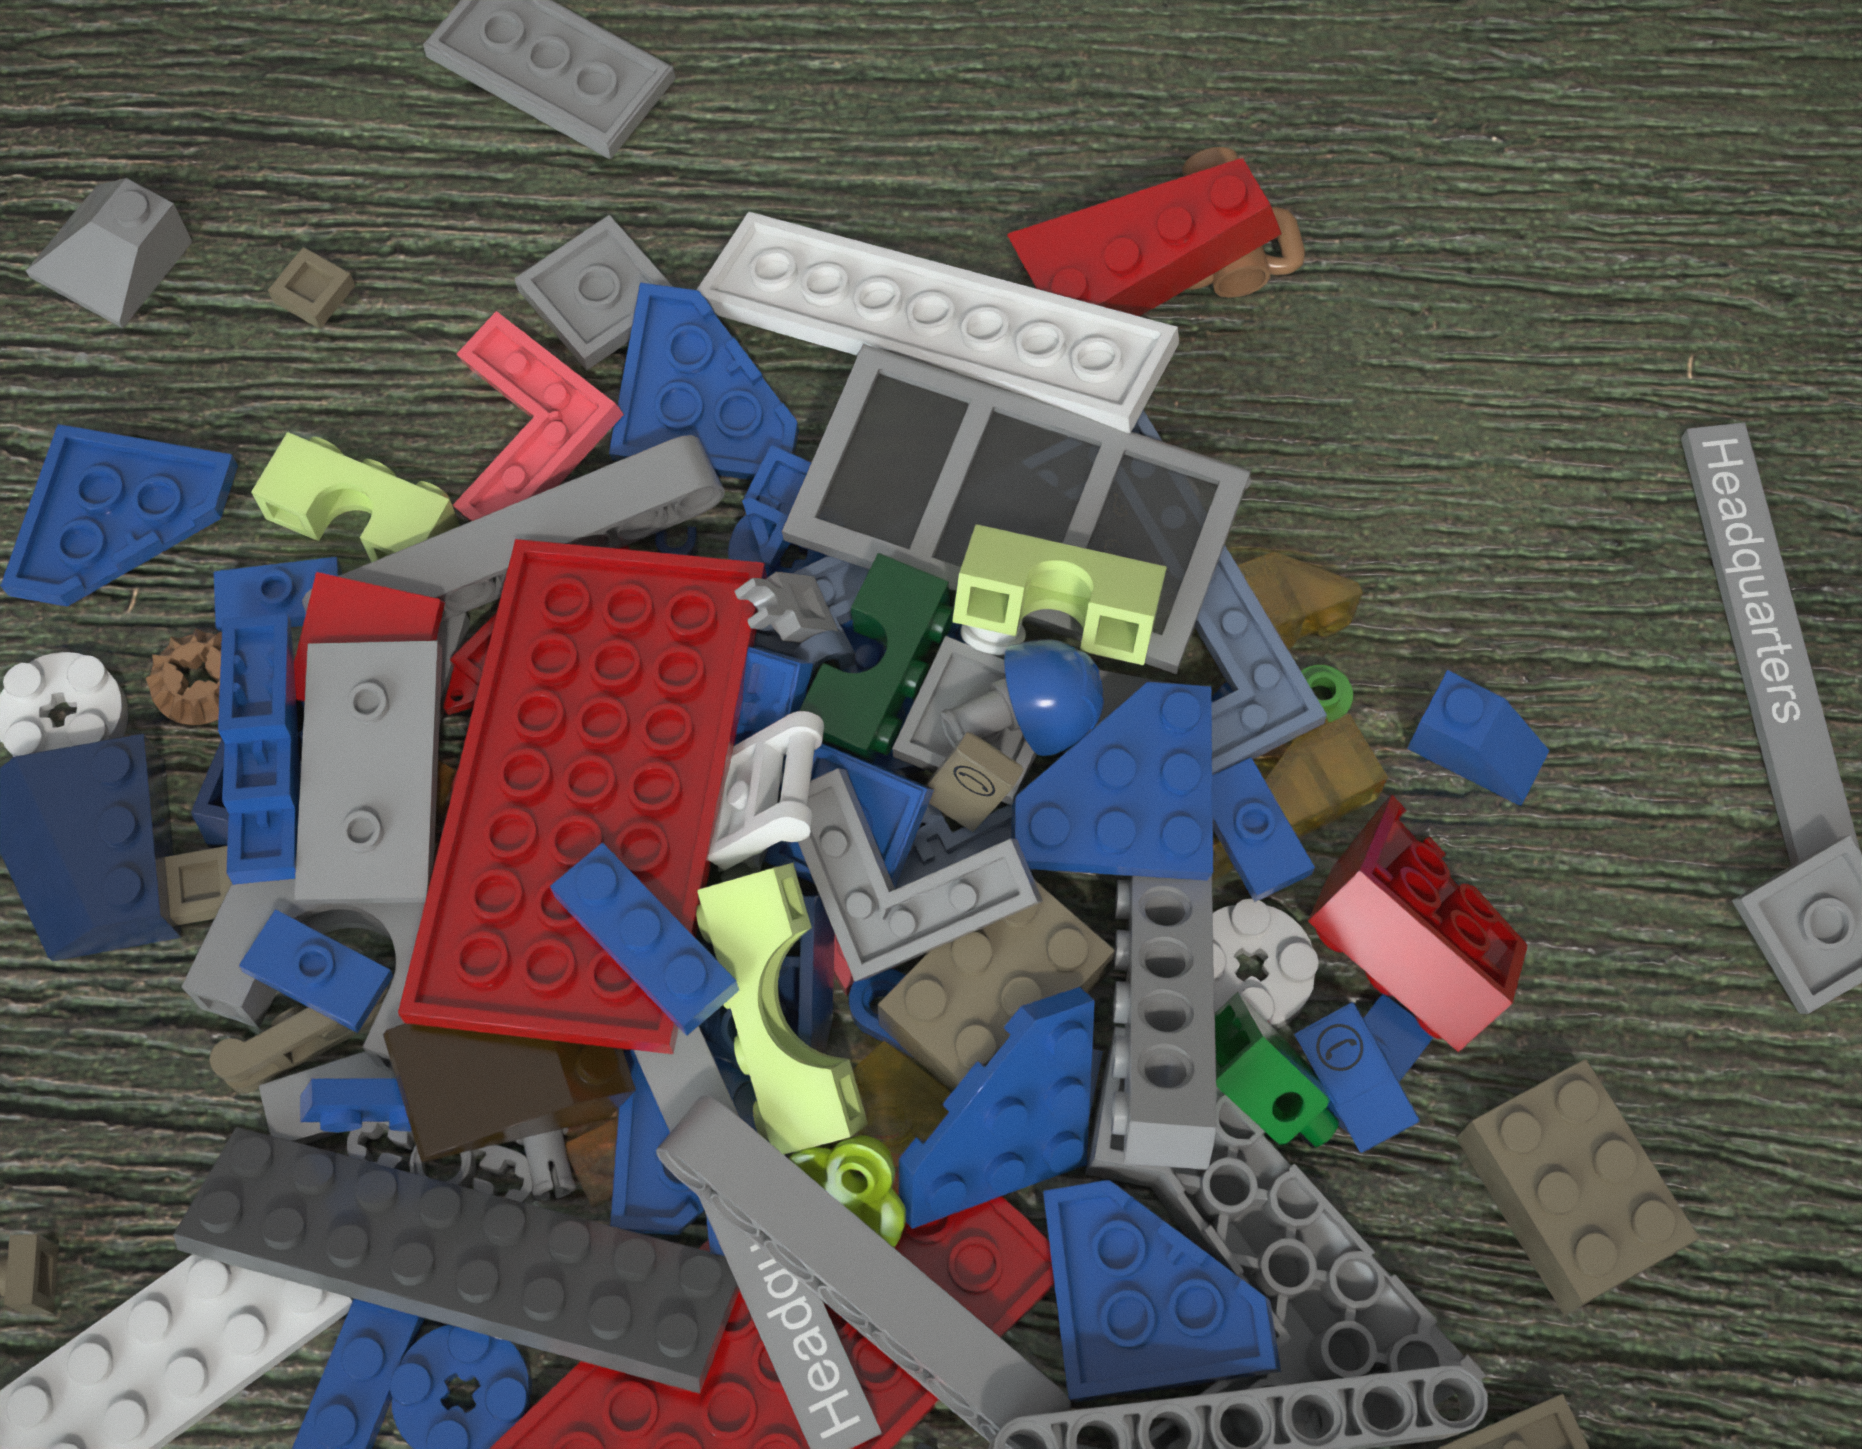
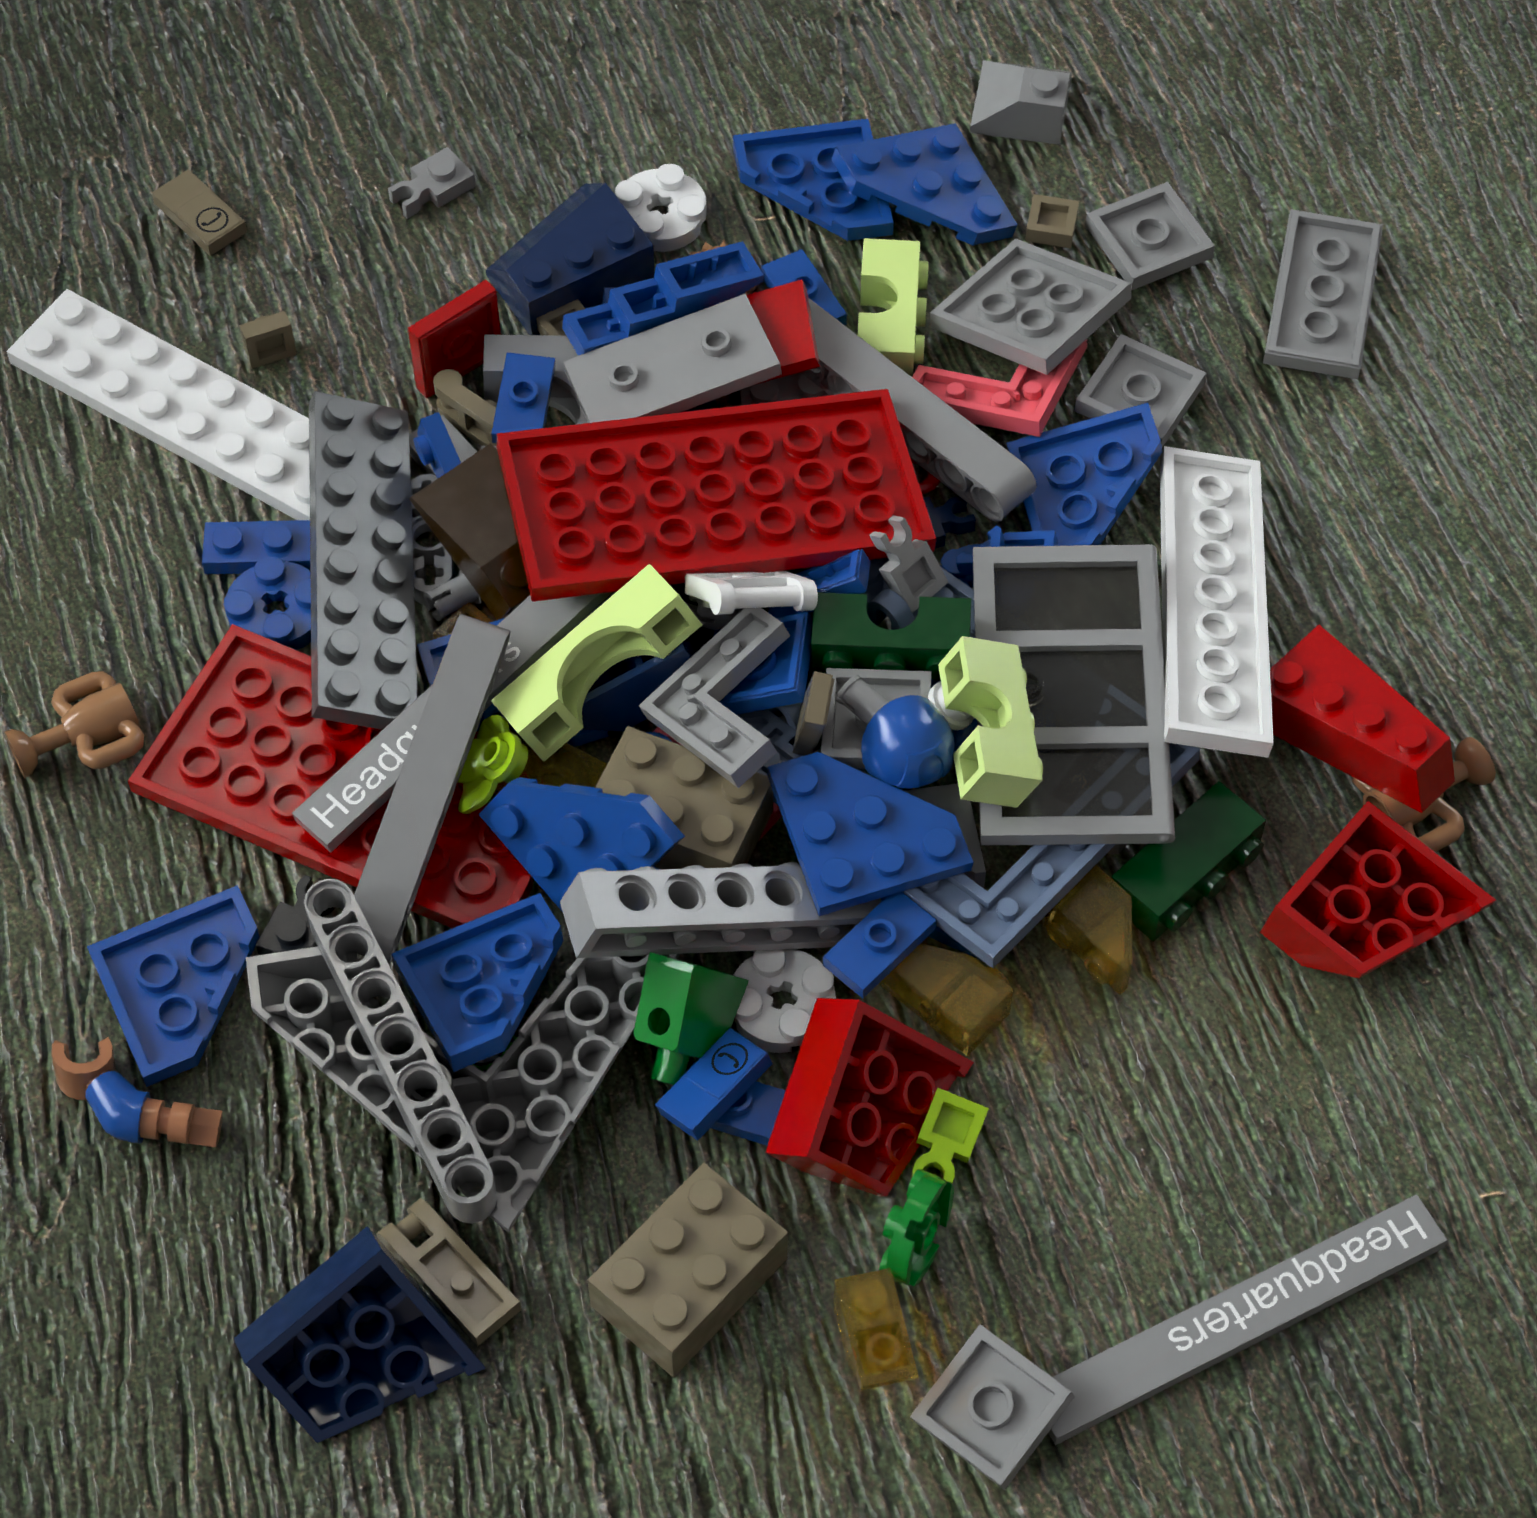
camera: 70 degrees right, 10 degrees down
(168, 1025) = (454, 336): none -> red tile
(189, 391) = (929, 179): none -> blue plate
(383, 198) = (1149, 235): none -> light grey plate
(435, 353) = (1031, 306): none -> light grey plate
(645, 939) = (602, 548): blue plate -> none
(1226, 431) = (1208, 845): none -> dark green brick
(1337, 683) = (1031, 995): bright green plate -> none
(1350, 330) = (1370, 899): none -> red wedge
(1479, 738) = (1044, 1104): blue slope -> none
(1481, 850) = (949, 1132): none -> lime plate
(1601, 905) = (915, 1227): none -> green plate
(1713, 1013) = (873, 1329): none -> clear yellow slope

